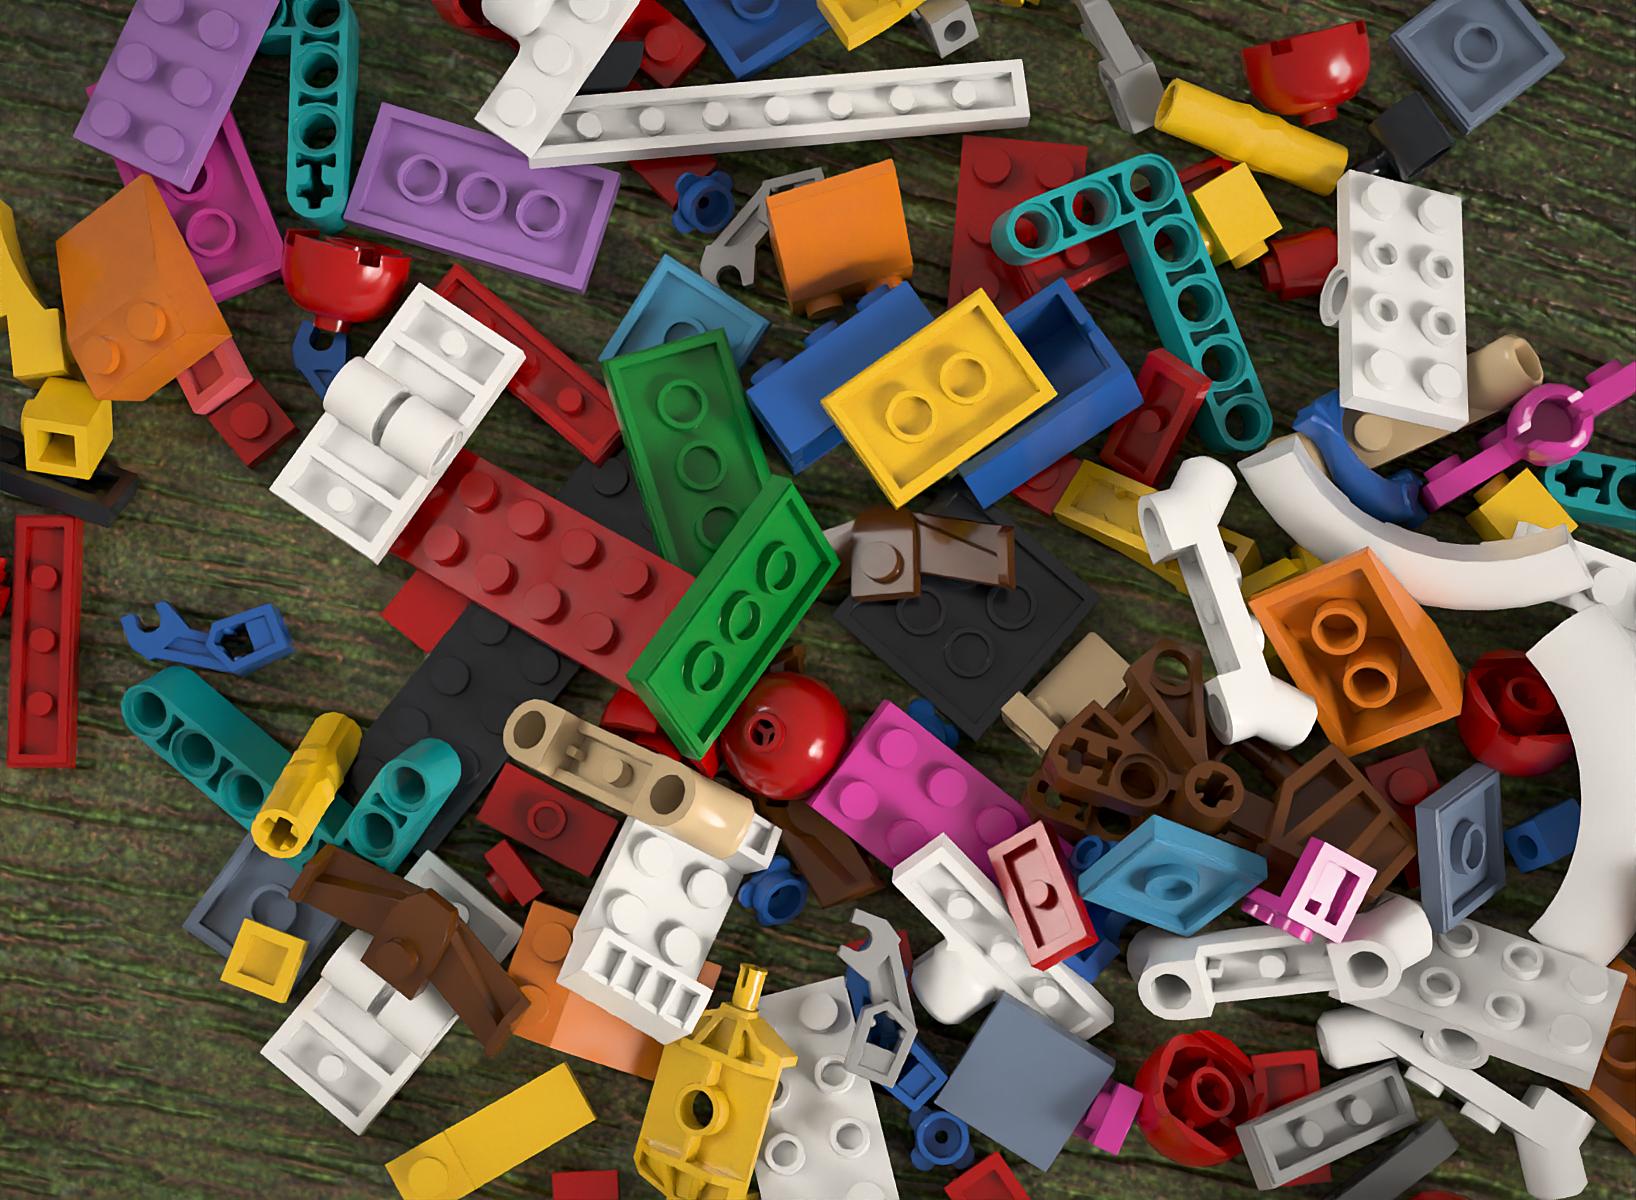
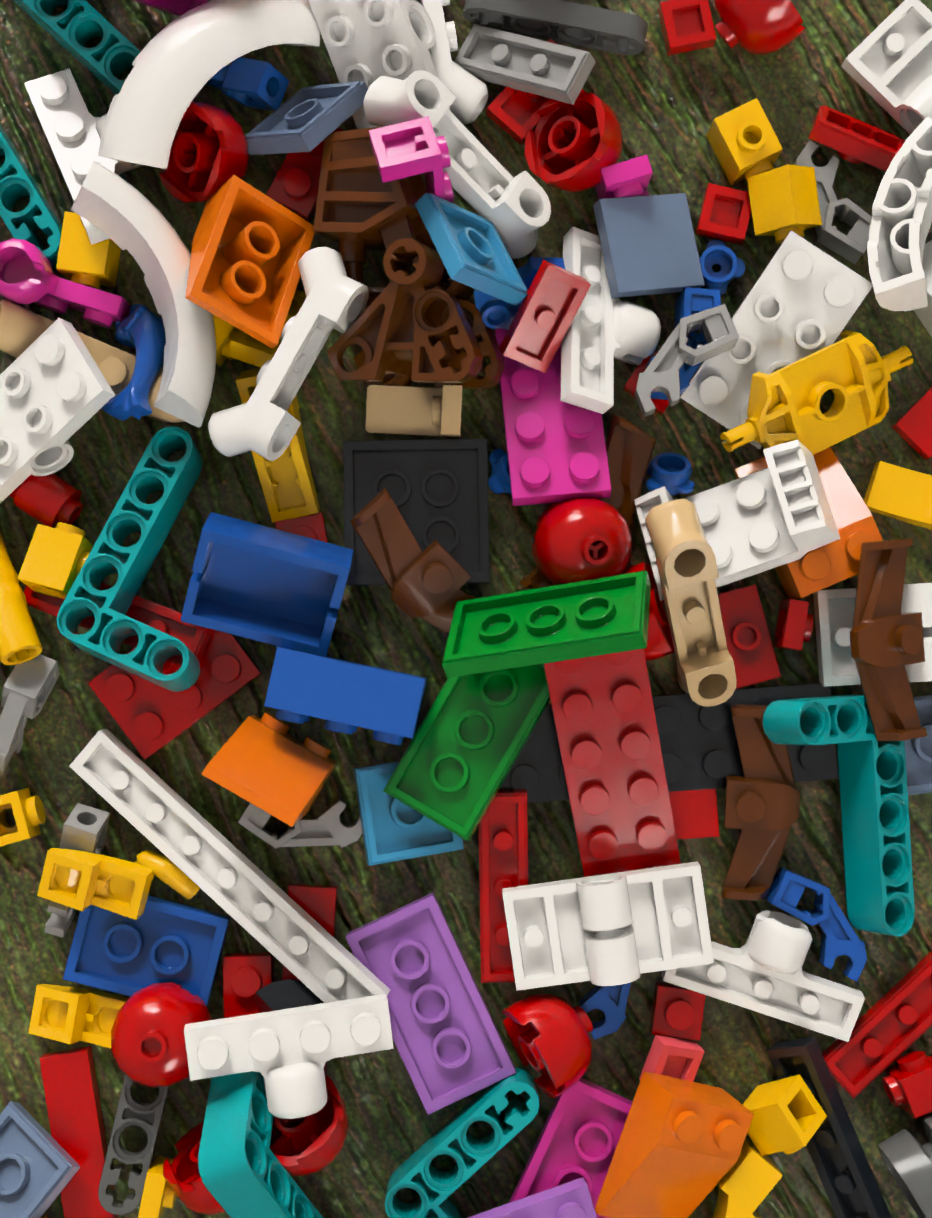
camera: 140 degrees left, 5 degrees up
(197, 538) = (770, 979): none -> white plate
(307, 786) = (862, 780): yellow axle -> none
(372, 679) = (759, 805): none -> reddish brown plate
(716, 209) = (314, 862): blue plate -> none
(836, 61) = (168, 873): none -> yellow arm
(938, 398) = (317, 623): yellow tile -> none
(1151, 435) = (226, 493): red plate -> none

